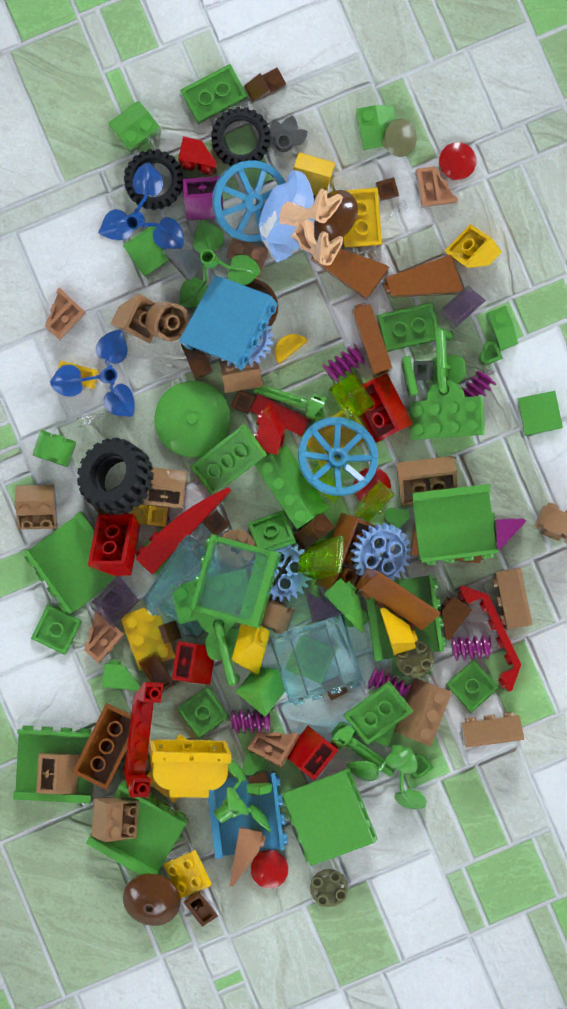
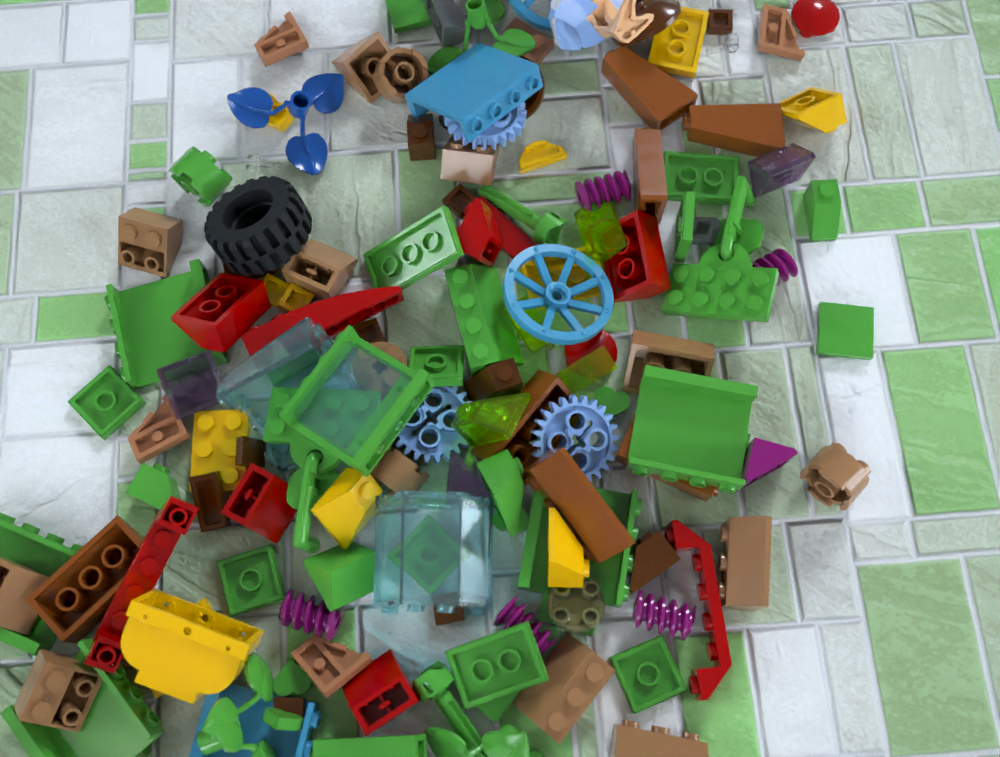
camera: 20 degrees right, 15 degrees down
(192, 418) = (385, 197): bright green dish -> none
(490, 353) = (797, 239): bright green tile -> none

